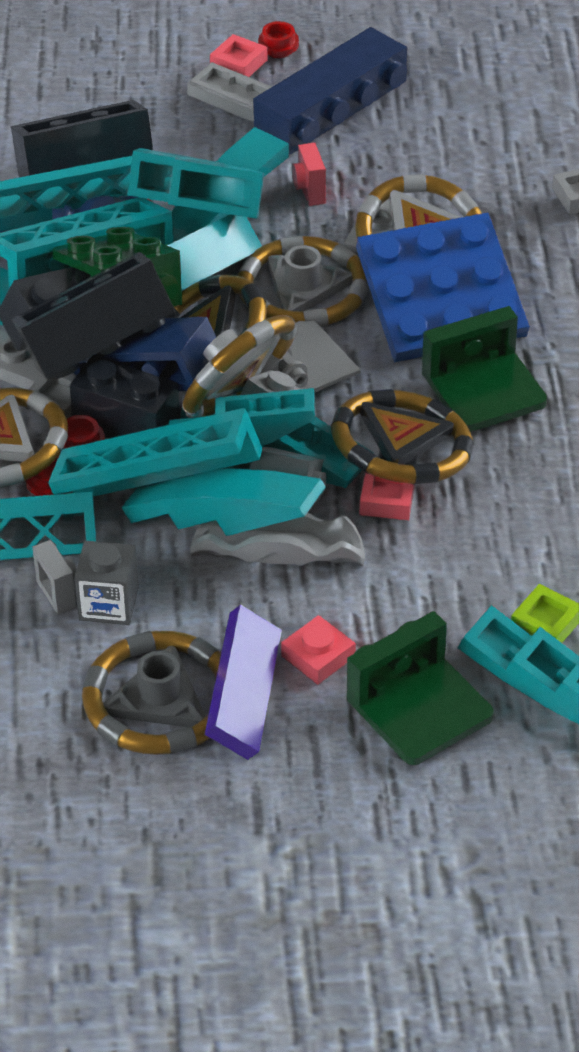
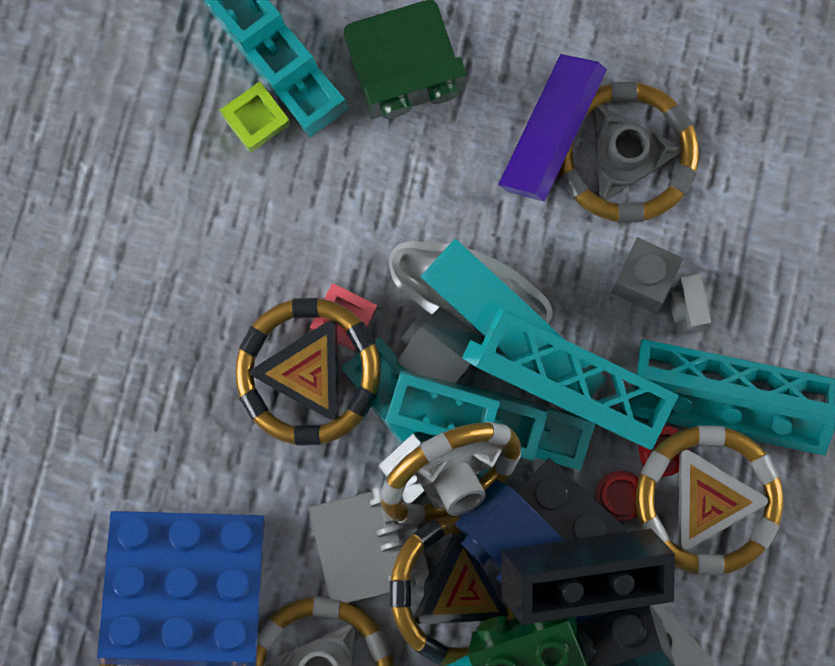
camera: 165 degrees left, 35 degrees up
(317, 649) = (471, 155): coral plate -> none
(477, 369) = (189, 443): dark green bracket -> none

